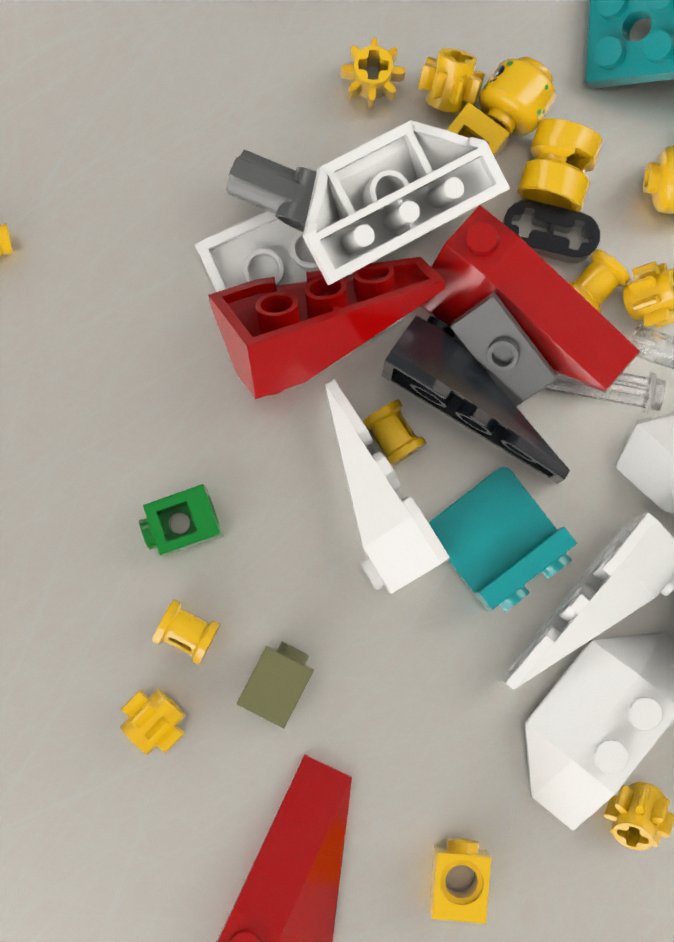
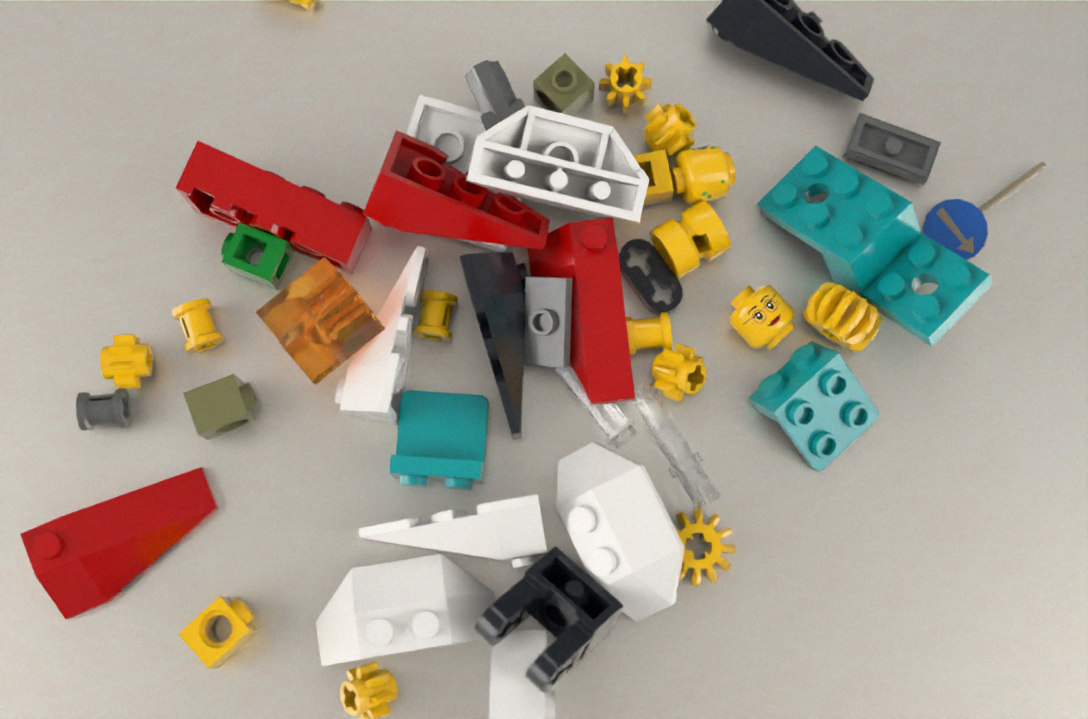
camera: 45 degrees right, 5 degrees down
(146, 466) = (243, 193): none -> red wedge
(171, 783) = (103, 409): none -> dark grey bush
(301, 528) = (320, 320): none -> clear orange piece
(323, 125) = (563, 87): none -> olive brick

